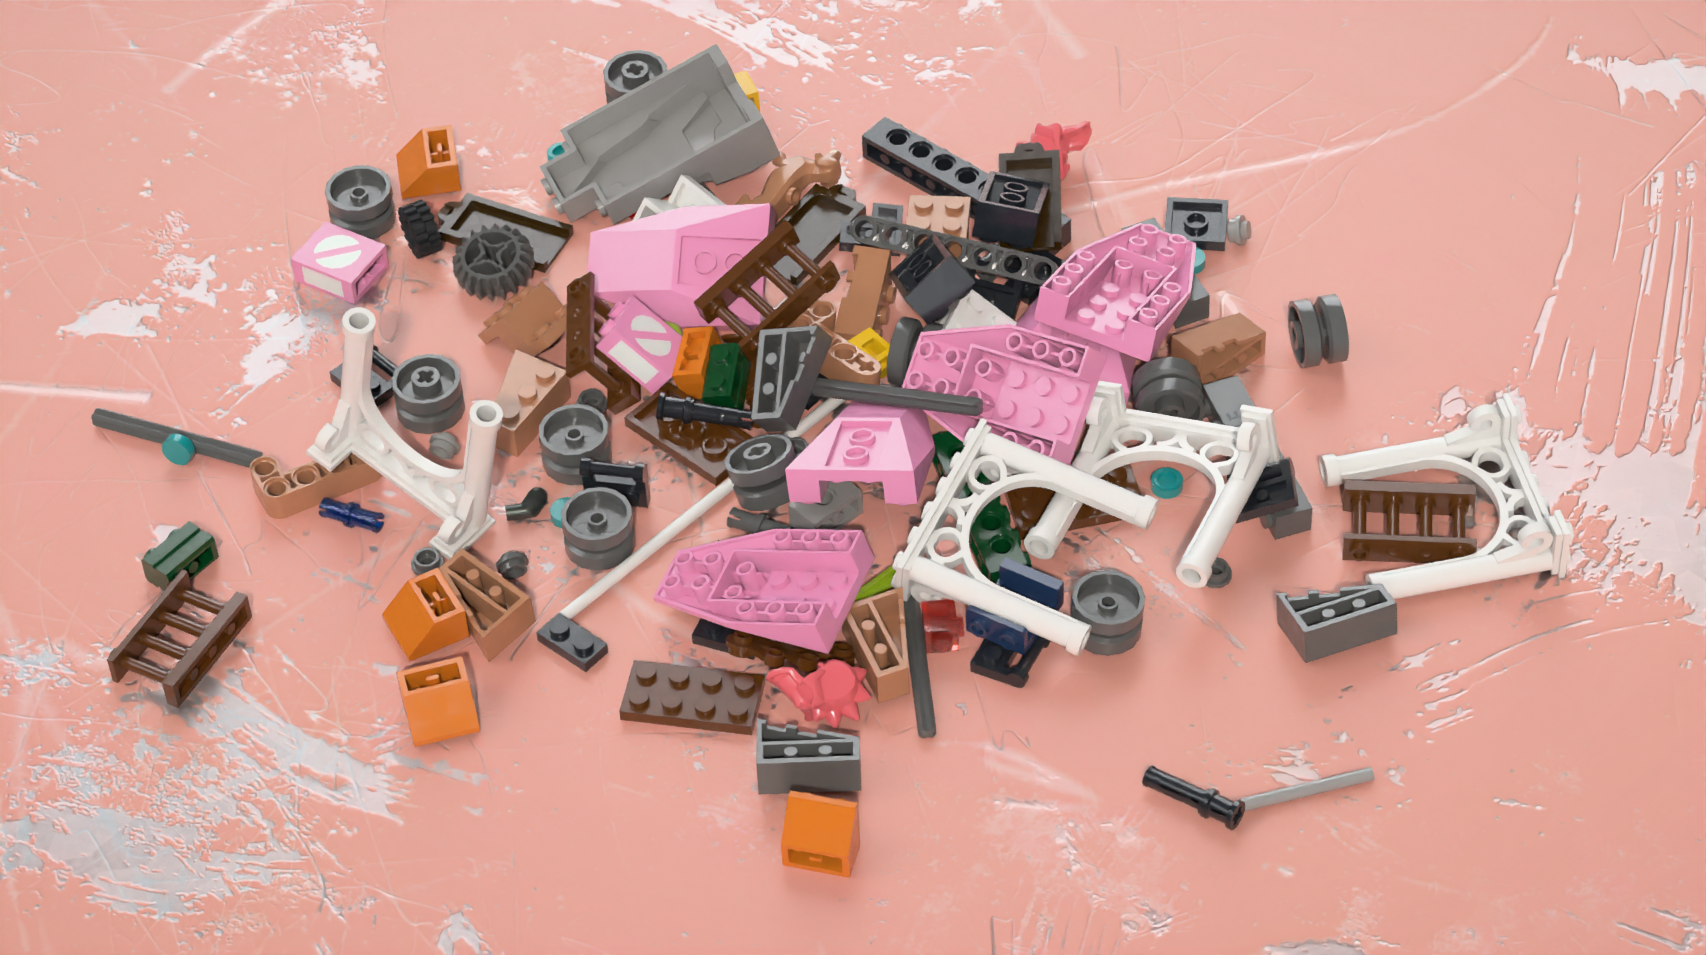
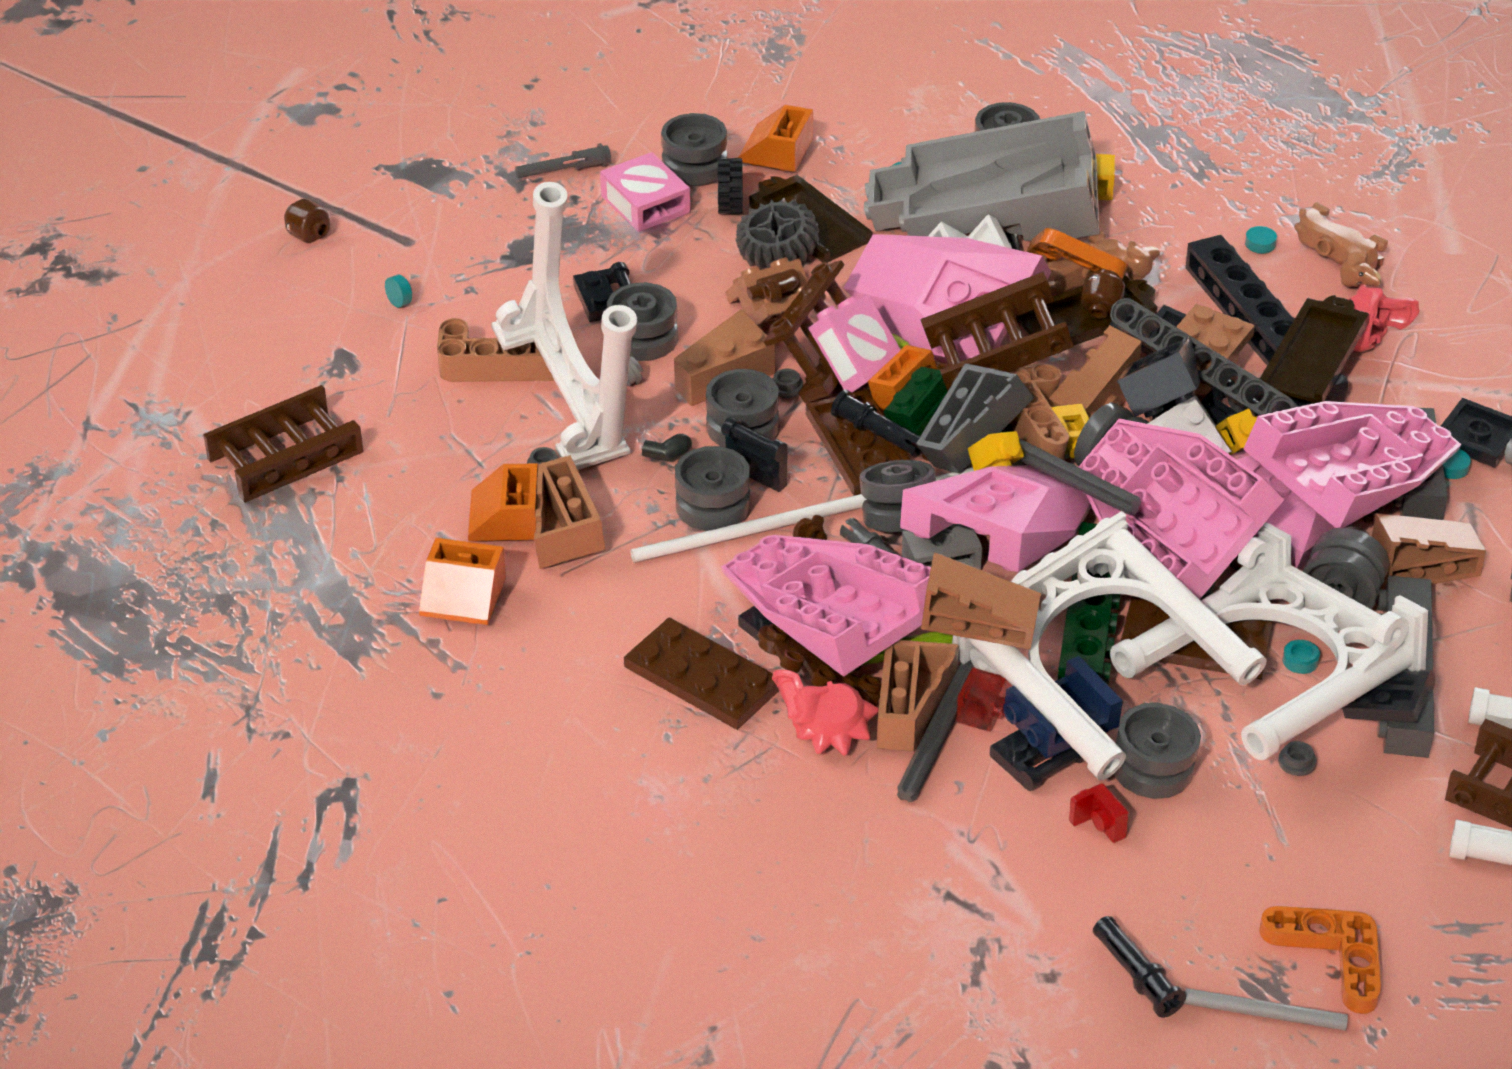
camera: 25 degrees right, 5 degrees down
(39, 412) = (307, 220): none -> reddish brown head
(159, 433) = (387, 268): dark grey axle -> none
(182, 550) = (341, 374): brick -> none
(252, 253) = (593, 156): none -> dark grey pin
(351, 514) = (506, 398): clear blue pin -> none
(512, 565) = (616, 492): dark grey plate -> none
(539, 317) = (775, 286): none -> reddish brown plant
(572, 642) = (626, 580): plate -> none
(703, 533) = (810, 528): none -> reddish brown plate
(757, 181) = (1058, 244): none -> orange beam
(806, 760) = (761, 770): dark grey wedge -> none
(817, 213) = (1101, 292): none -> reddish brown head
(820, 834) = (729, 843): orange slope -> none
(825, 403) = (996, 450): none -> yellow brick
(913, 106) = (1260, 239): none -> teal tile
(917, 549) = (978, 605): none -> nougat wedge
(988, 87) = (1342, 245): none -> nougat animal
(1010, 210) = (1284, 347): black slope -> none
(1017, 297) = (1240, 427): none -> yellow brick
(1094, 680) = (1104, 810): none -> red bracket
(1329, 708) = (1340, 937): none -> orange beam
(1336, 621) = (1397, 853): dark grey wedge -> none

